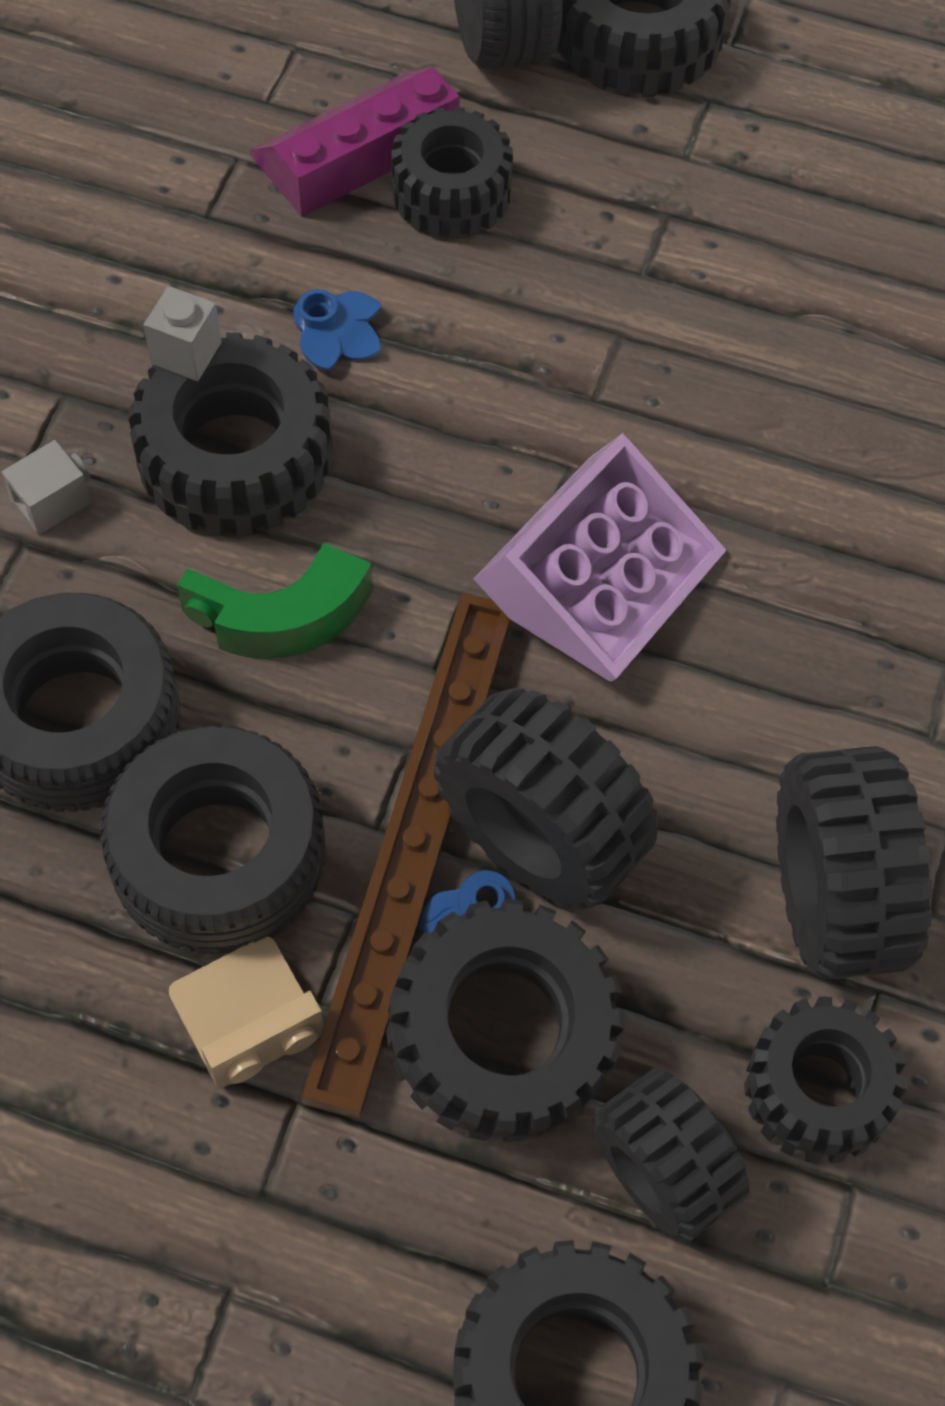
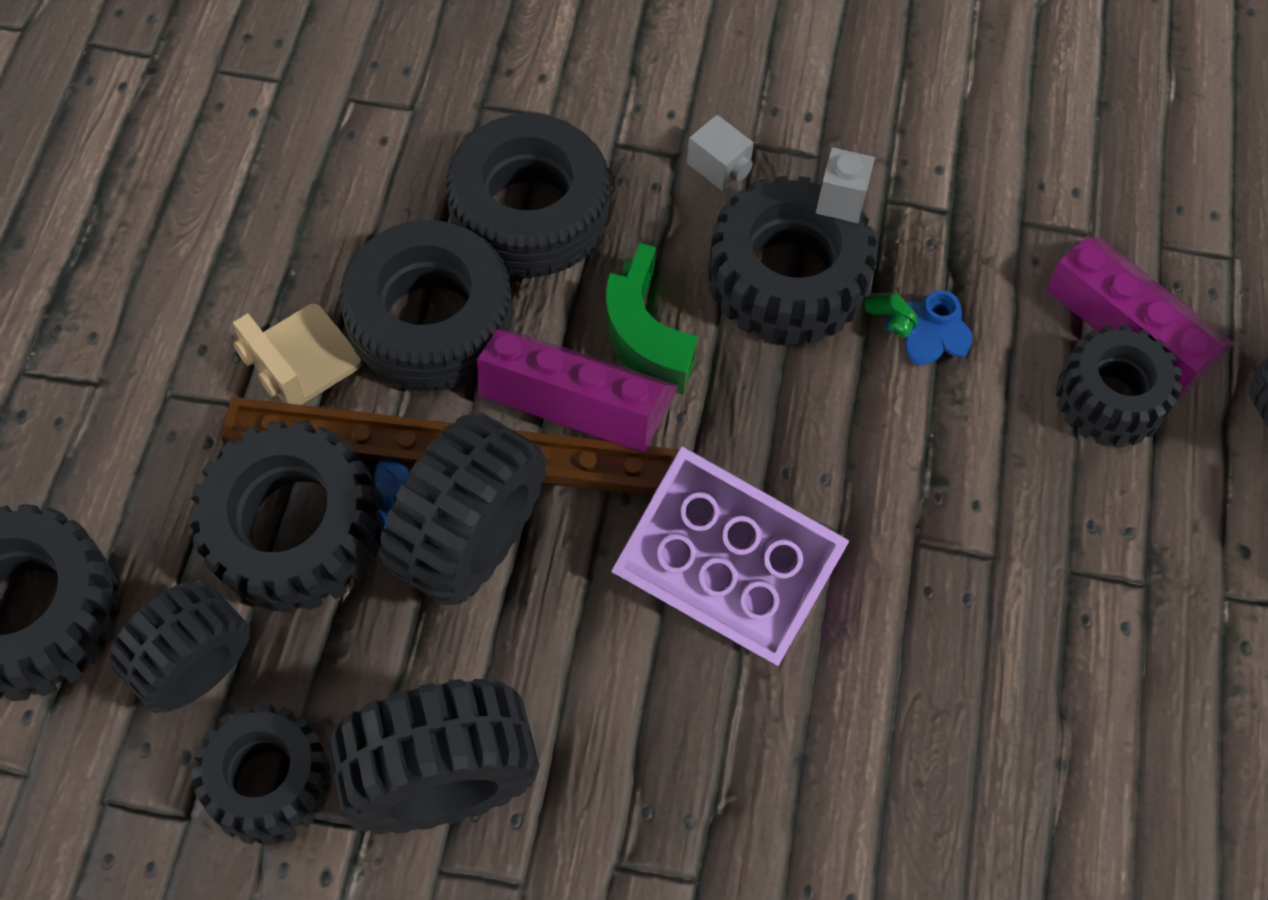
camera: 80 degrees right, 0 degrees up
(322, 344) = (896, 307): none -> green arm
(367, 682) = (573, 388): none -> magenta slope

